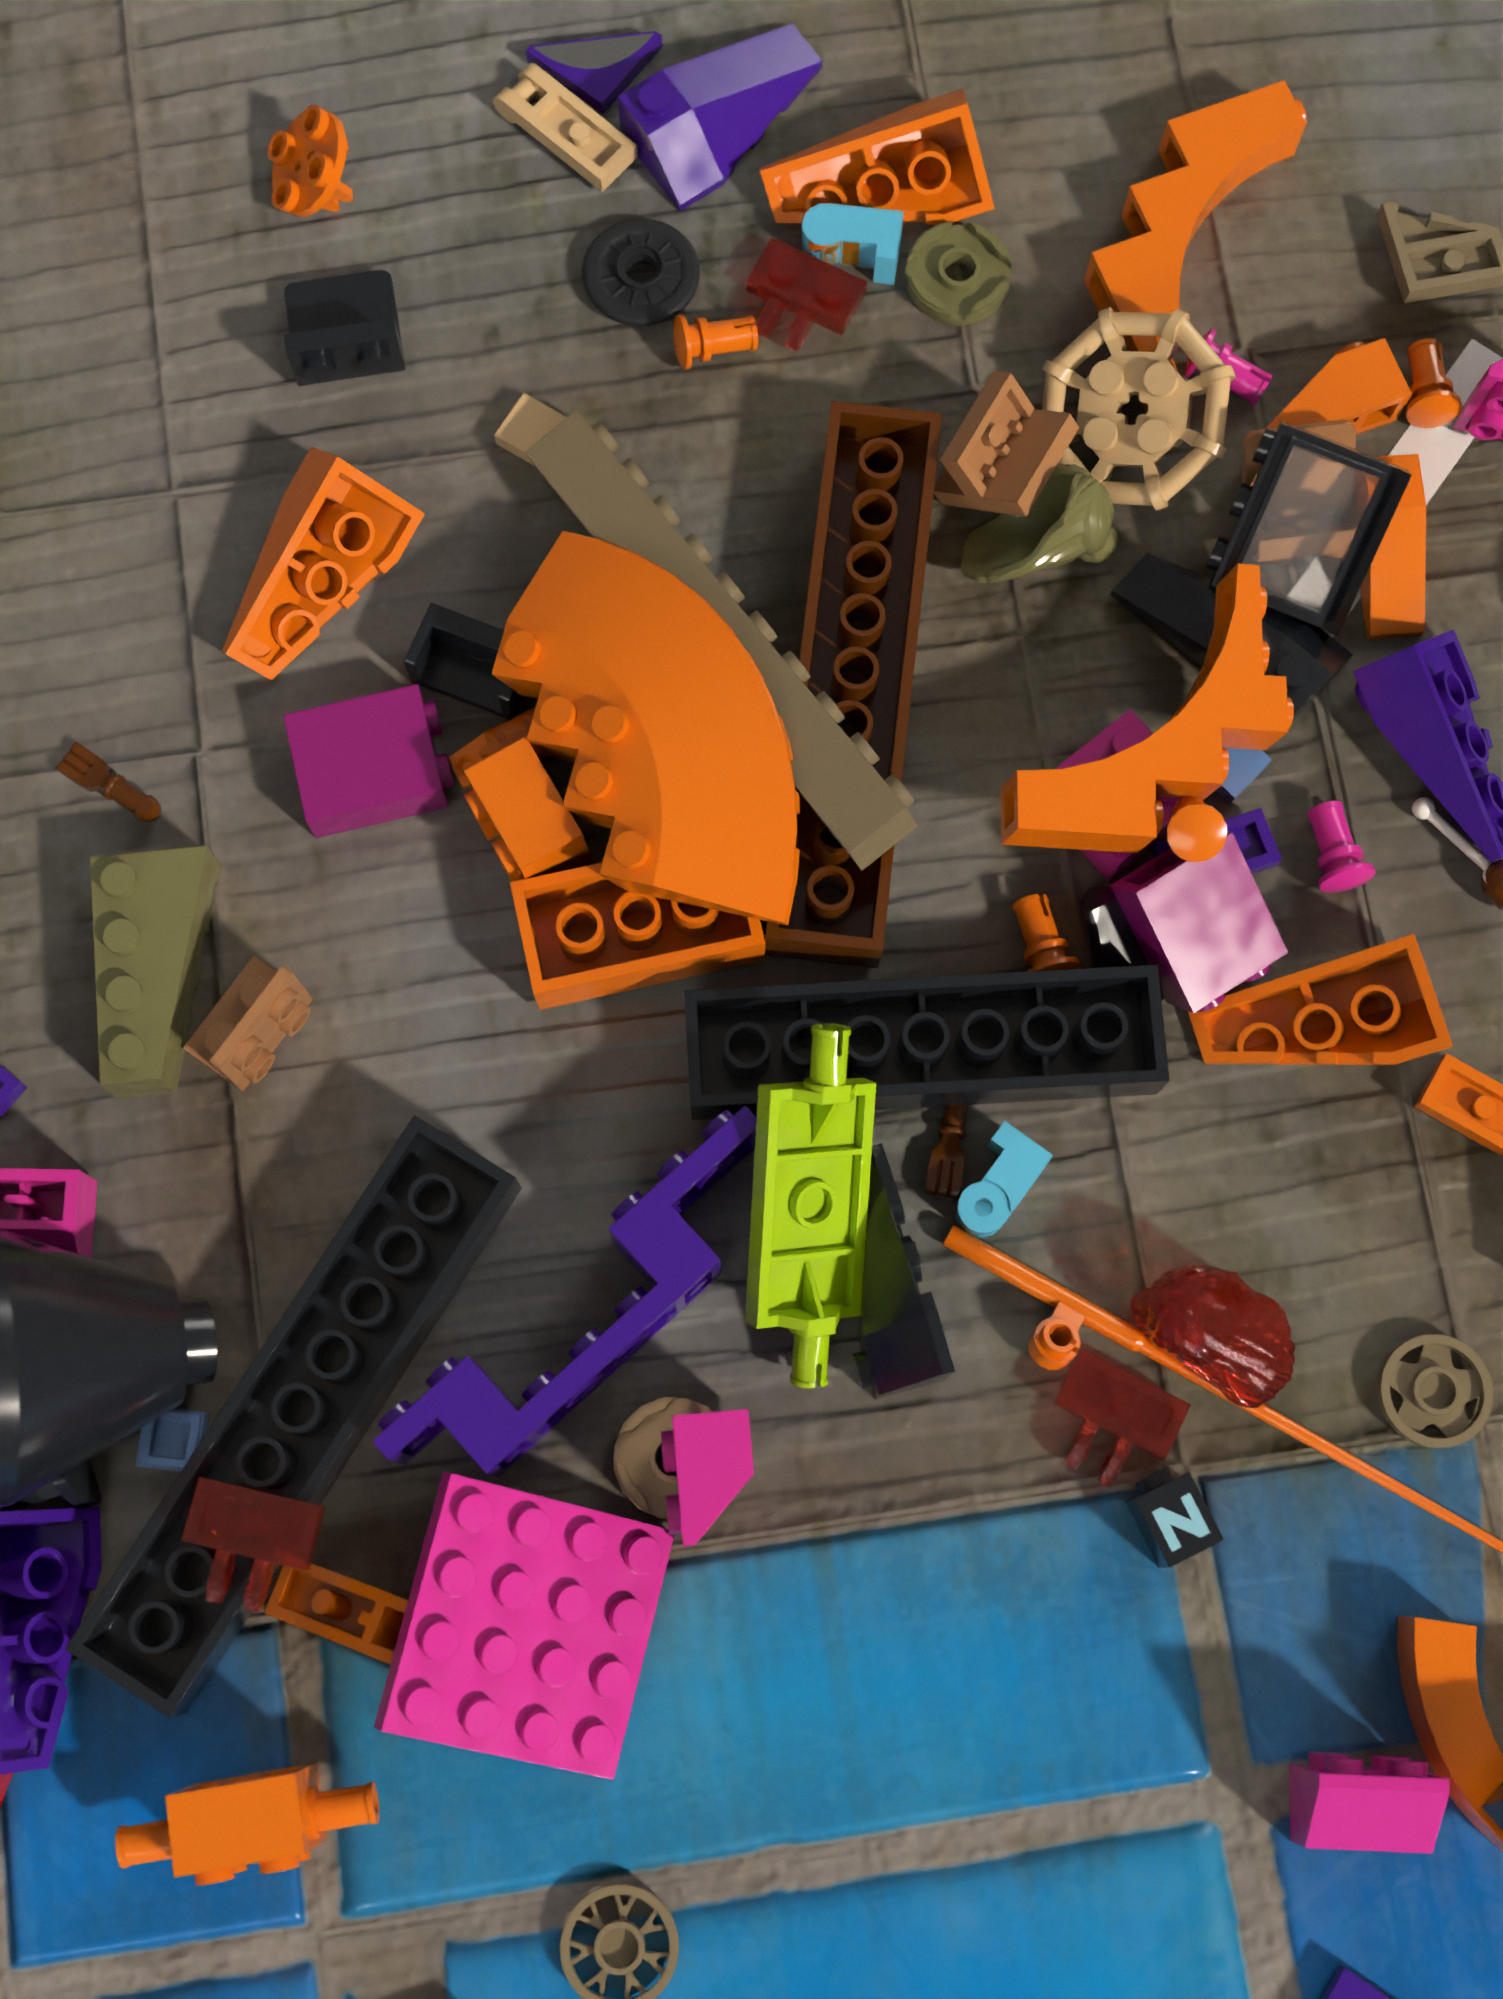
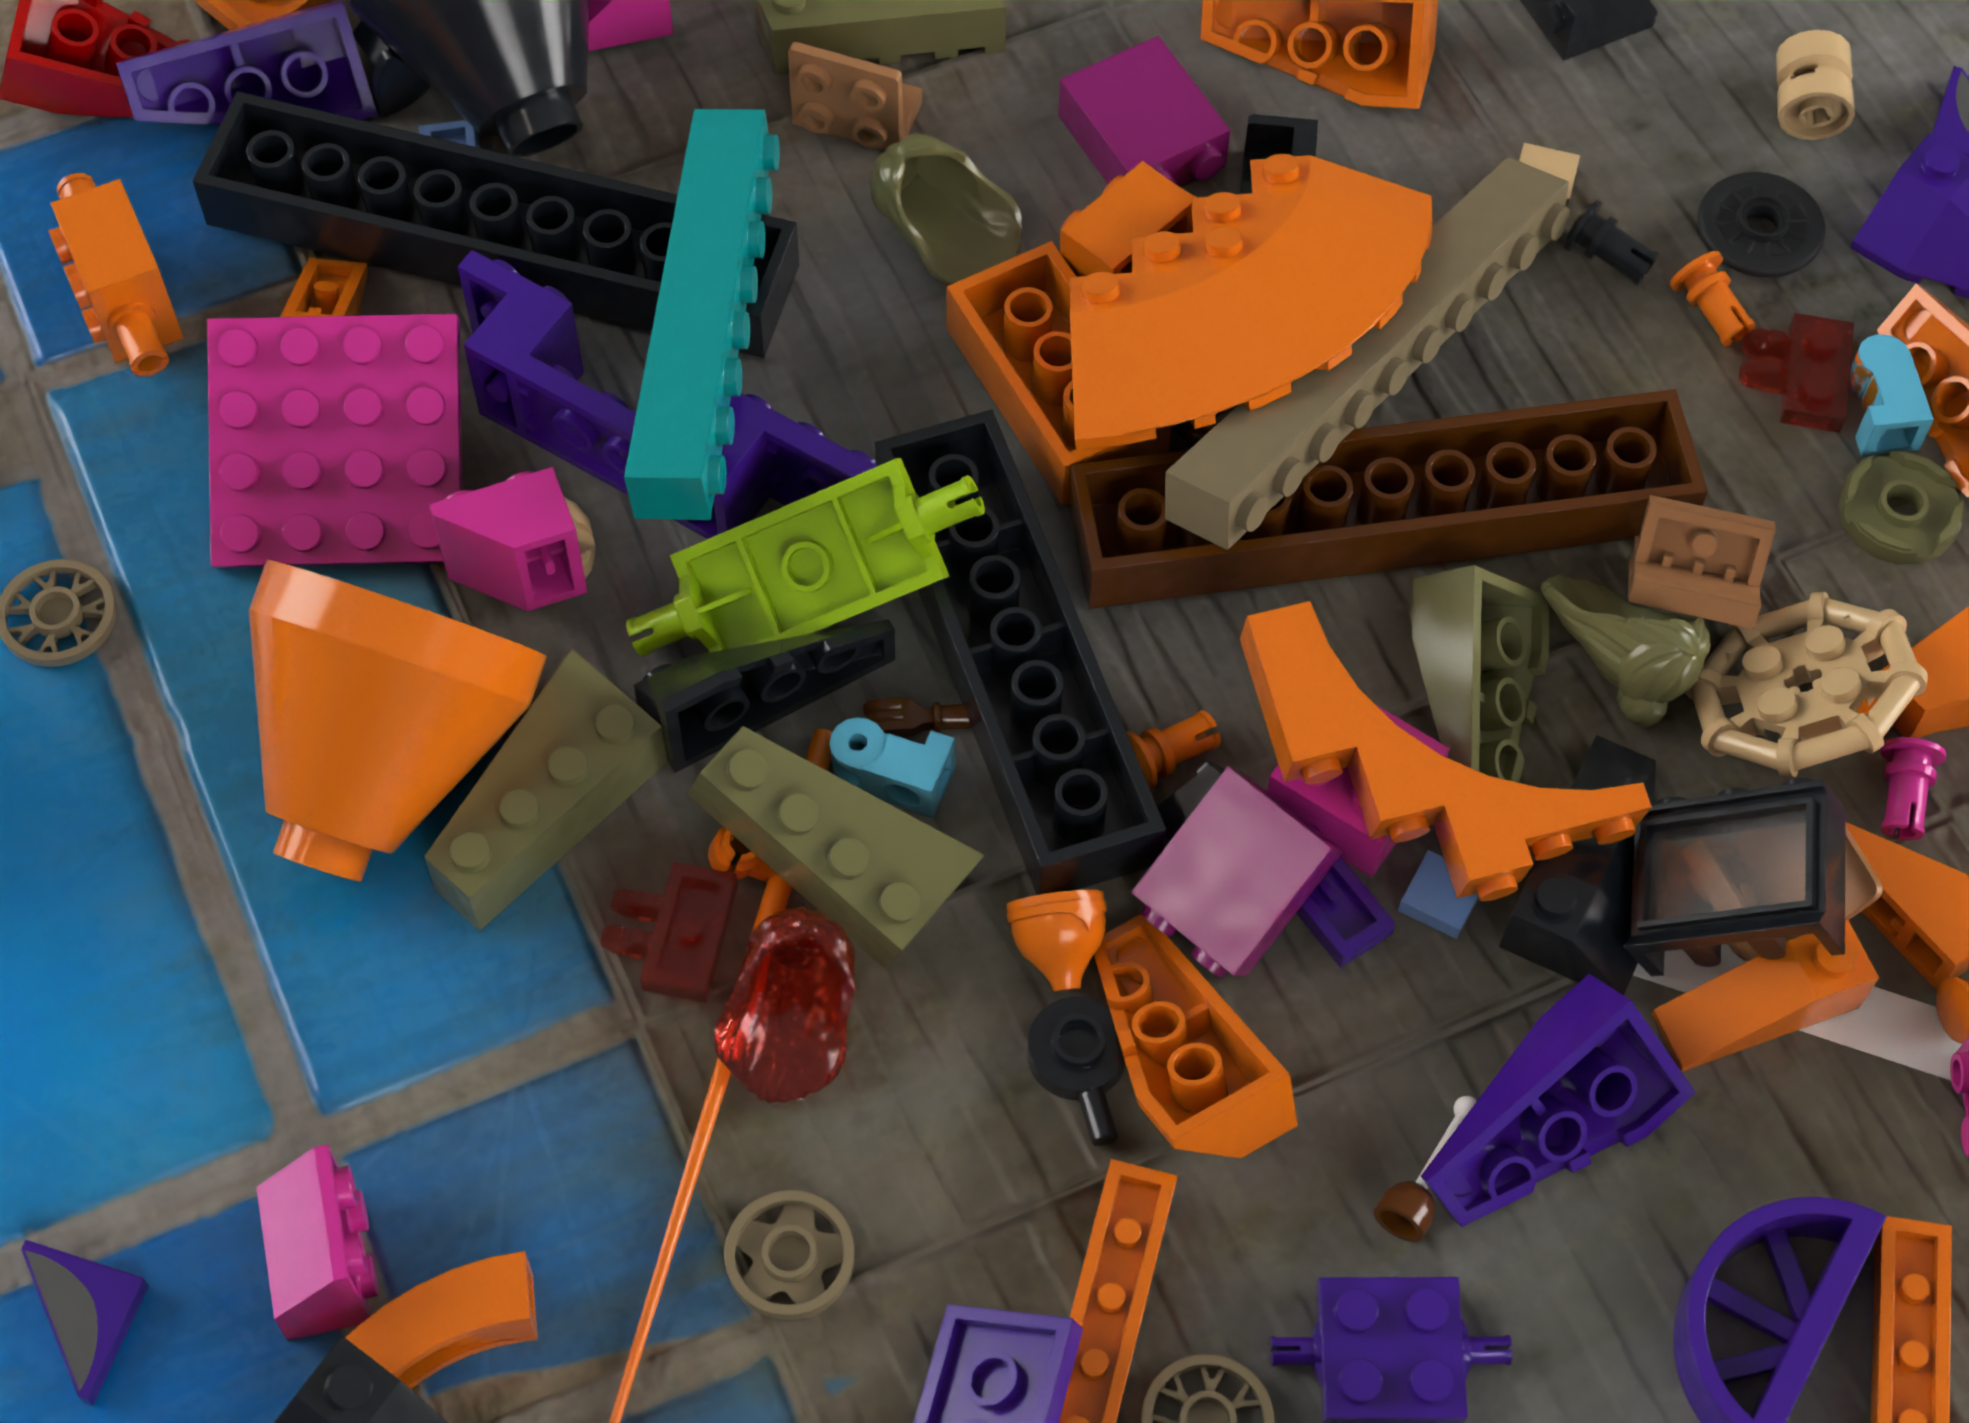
camera: 75 degrees right, 15 degrees down
(254, 1526) = (364, 190): clear red hinge -> none
(417, 973) = (945, 208): none -> olive hair
(516, 169) = (1814, 85): none -> tan wheel
(526, 1229) = (702, 317): none -> teal brick
(566, 126) = (1887, 122): tan plate -> none
(625, 404) = (1610, 244): none -> black pin
(855, 1638) = (370, 712): none -> orange cone
(949, 1495) = (545, 790): none -> olive wedge
(1019, 662) = (1478, 658): none -> olive wedge
(1103, 1241) = (834, 842): none -> olive wedge
(1173, 1517) = (580, 1003): black brick -> none
(1196, 830) = (1316, 801): orange pin -> none
(1203, 1084) = (1059, 933): none -> orange helmet
(1309, 1103) = (1078, 1058): none -> black piece
(1339, 855) = (1371, 1022): dark pink pin -> none

